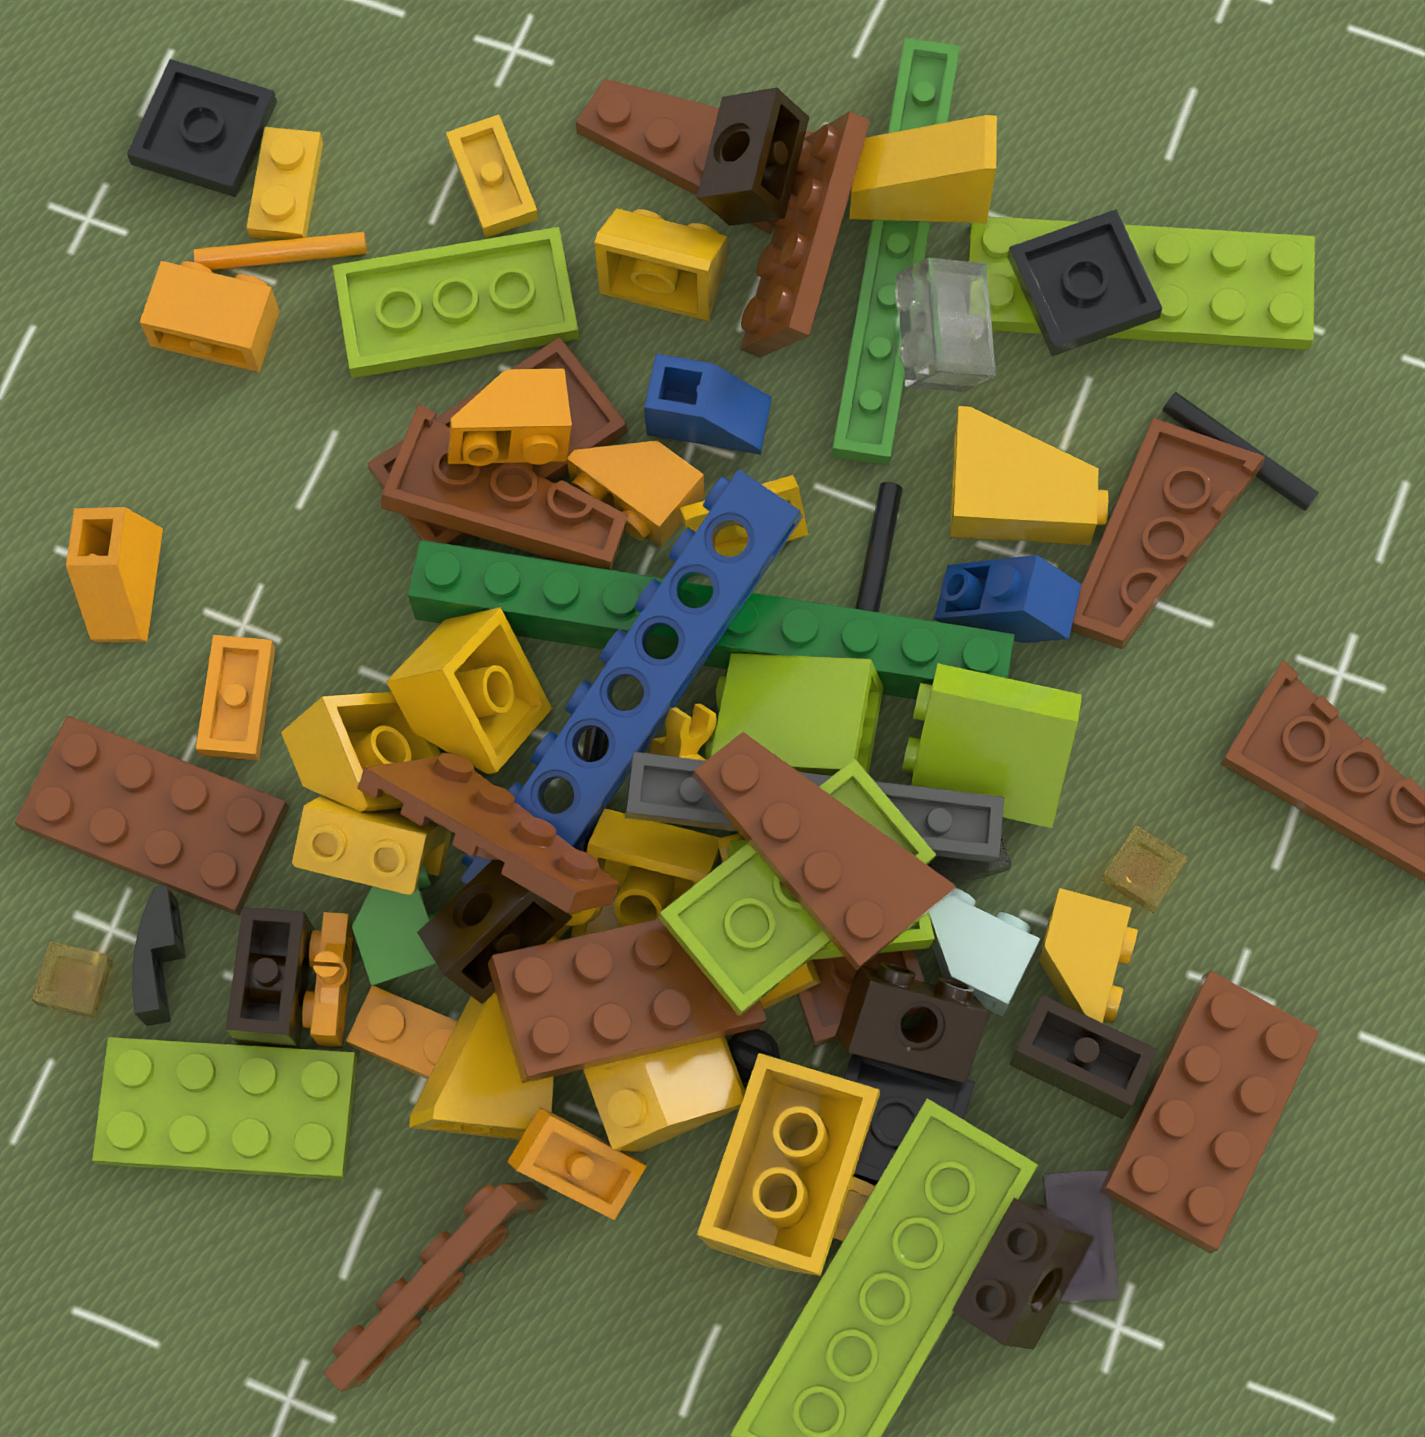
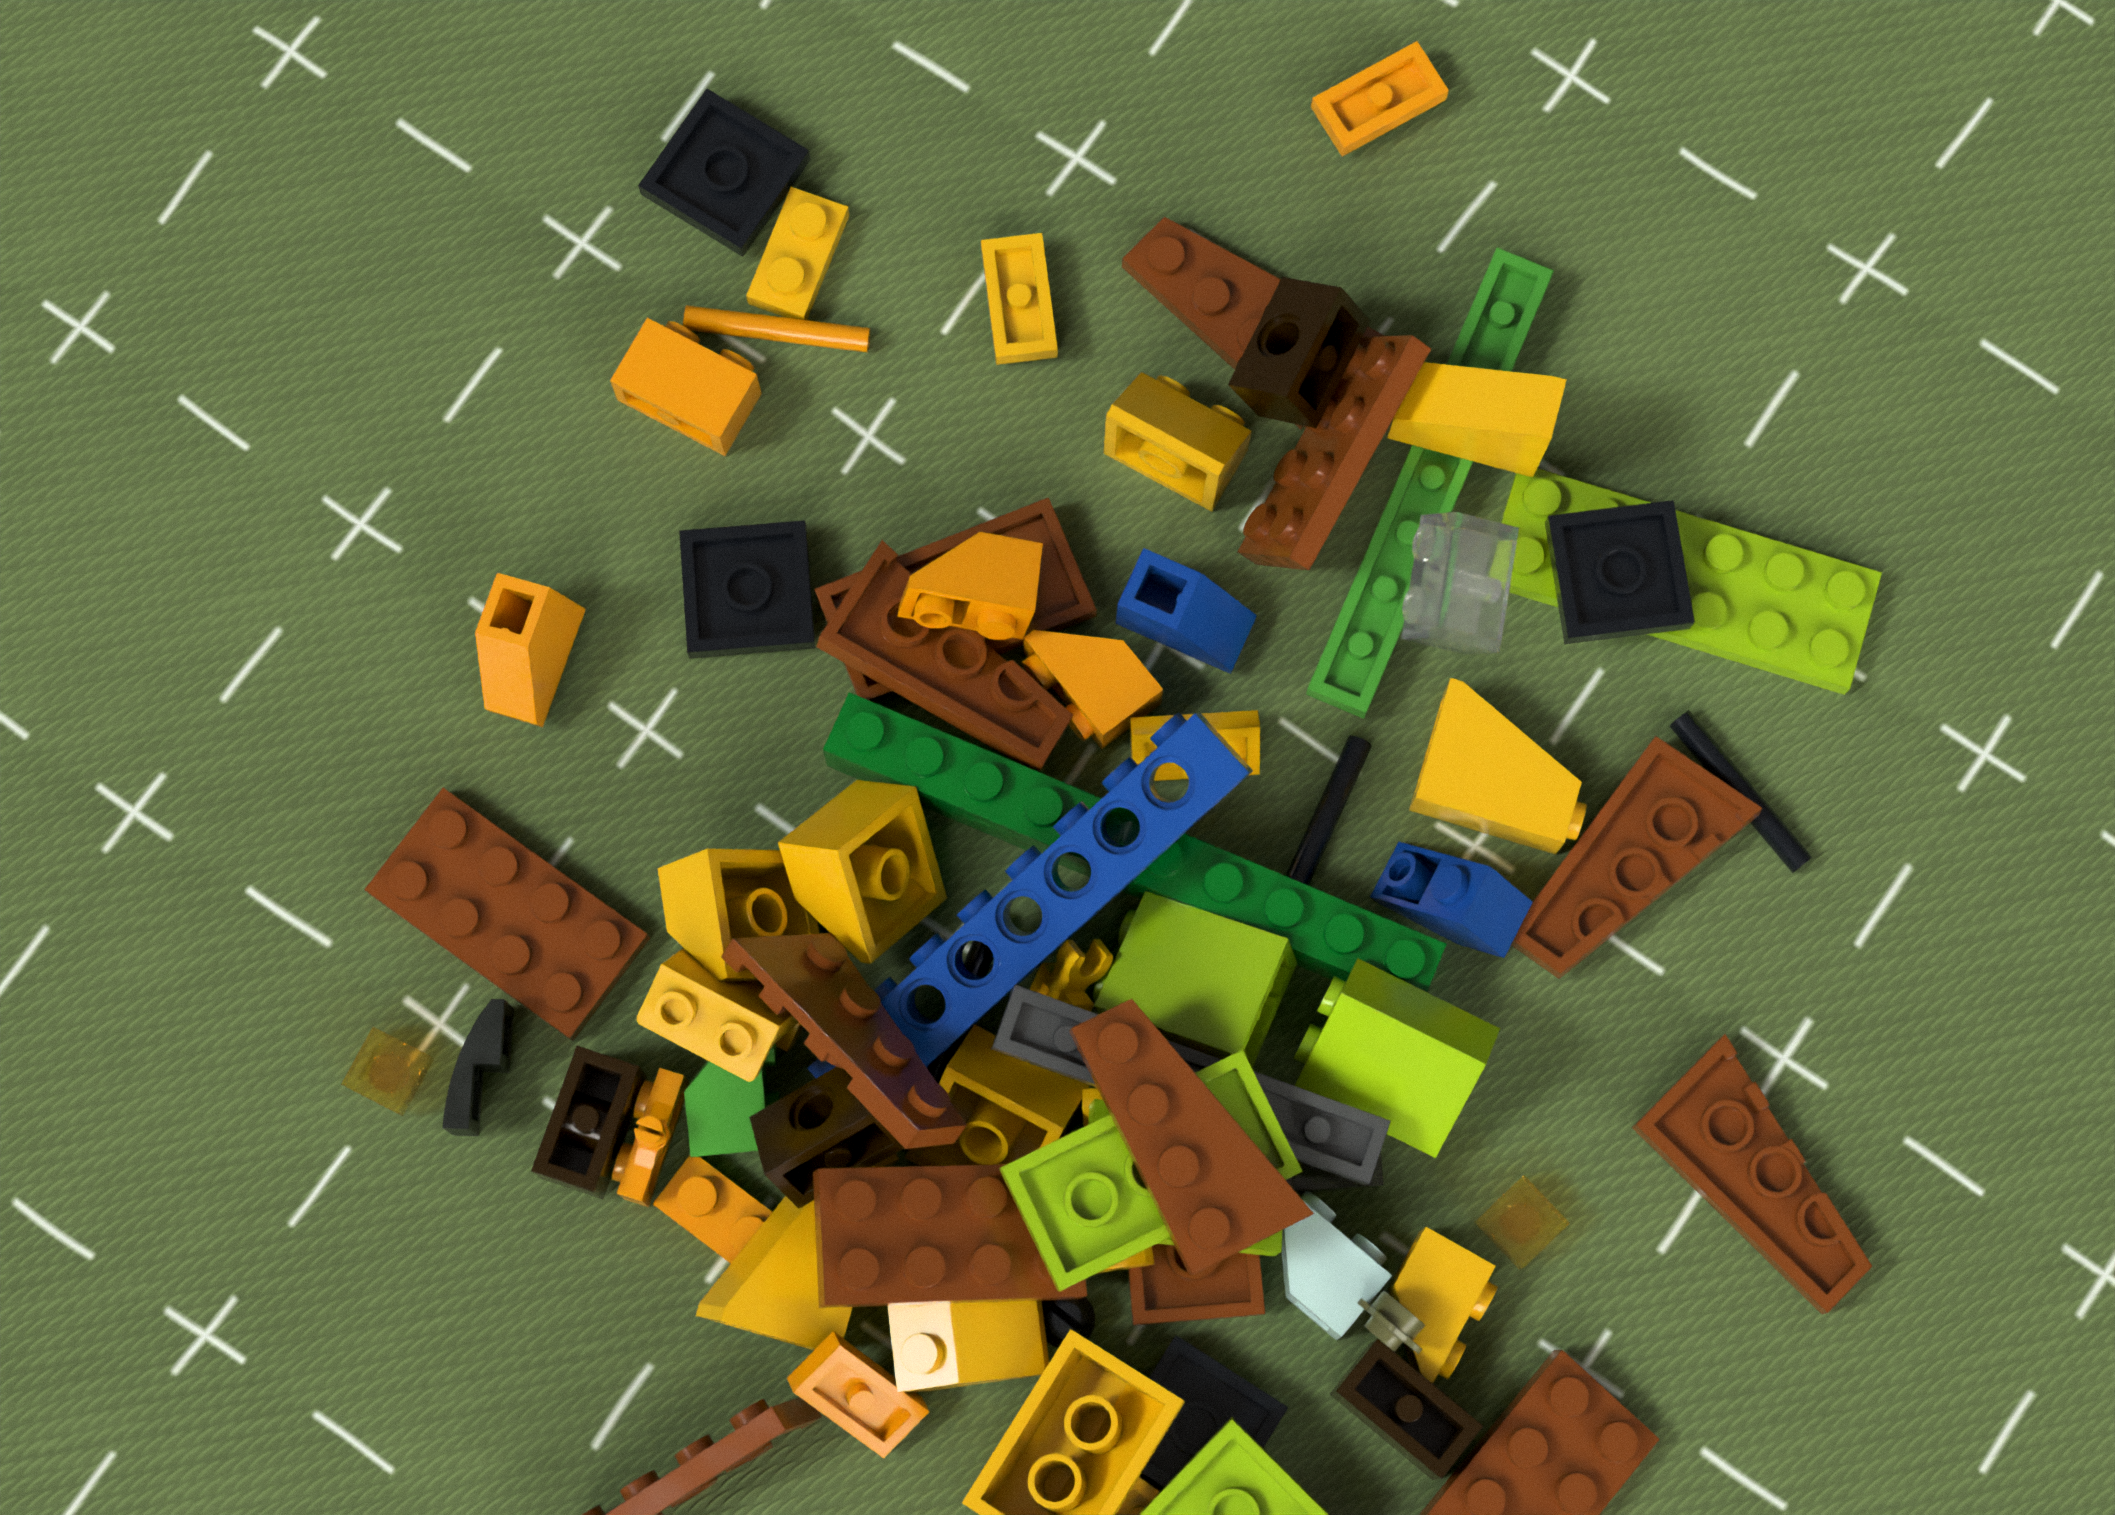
camera: 10 degrees right, 5 degrees up
(225, 1108) = (514, 1243): lime plate -> none
(235, 697) = (621, 810): light orange plate -> none
(306, 479) = (747, 589): none -> black plate
(455, 302) = (948, 431): lime plate -> none
(938, 1046) = (1255, 1362): dark brown brick -> none
(1051, 976) = (1392, 1322): none -> olive plate

